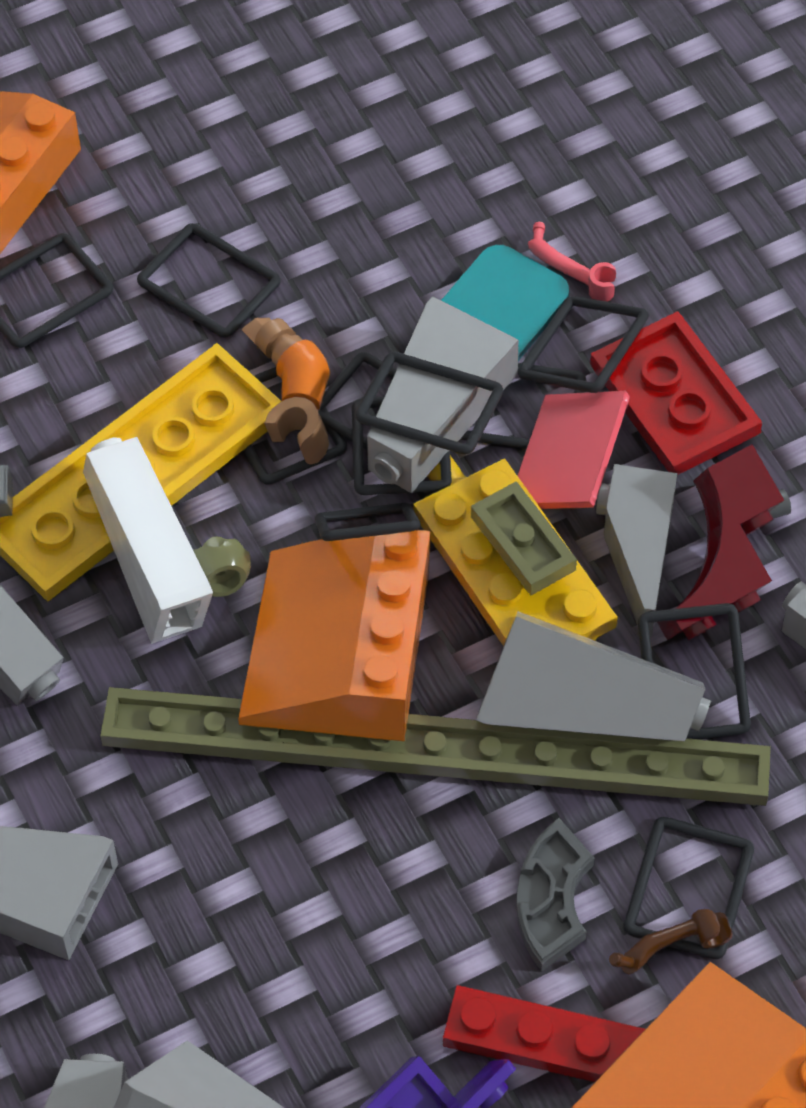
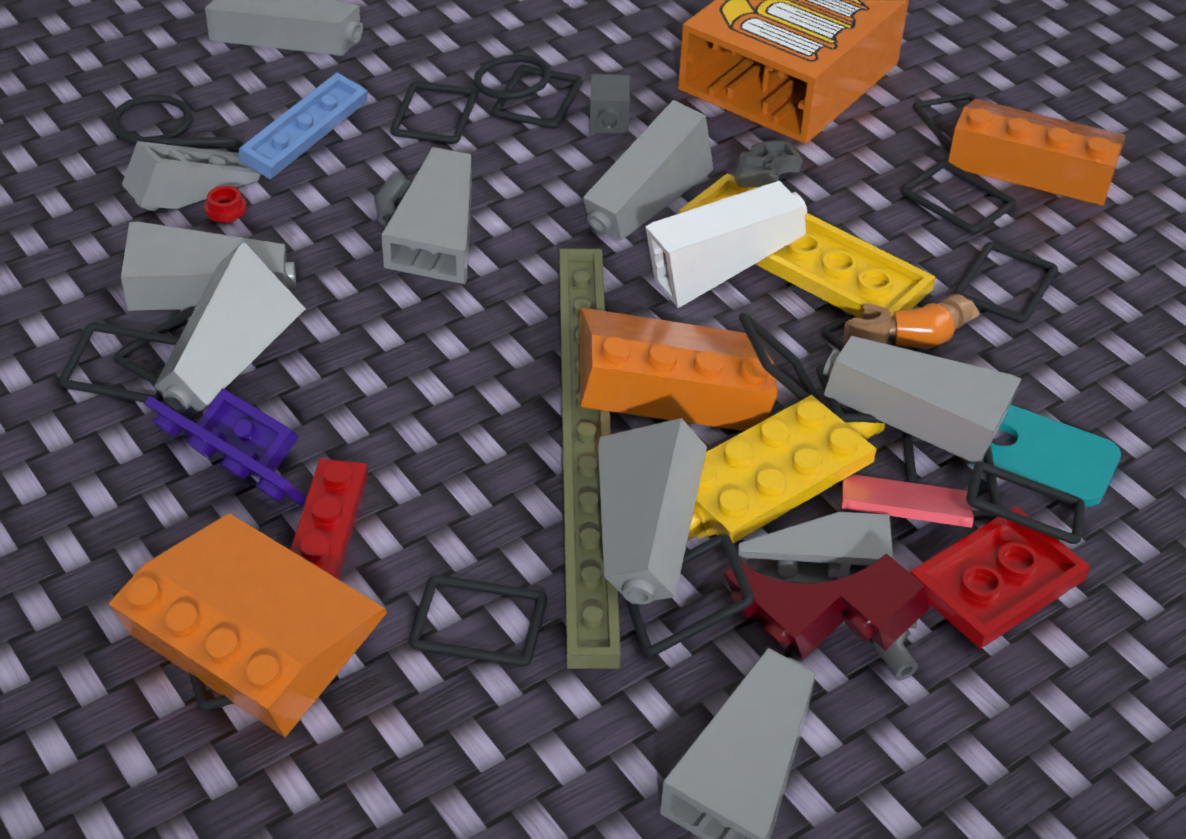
camera: 80 degrees right, 15 degrees down
(224, 564) = (722, 295): olive plate -> none
(469, 446) = (889, 401): black piece -> none
(523, 538) = (781, 445): olive plate -> none
(547, 894) = (445, 523): dark grey tile -> none
(597, 278) = (1112, 511): coral piece -> none
(710, 927) = (428, 621): reddish brown piece -> none

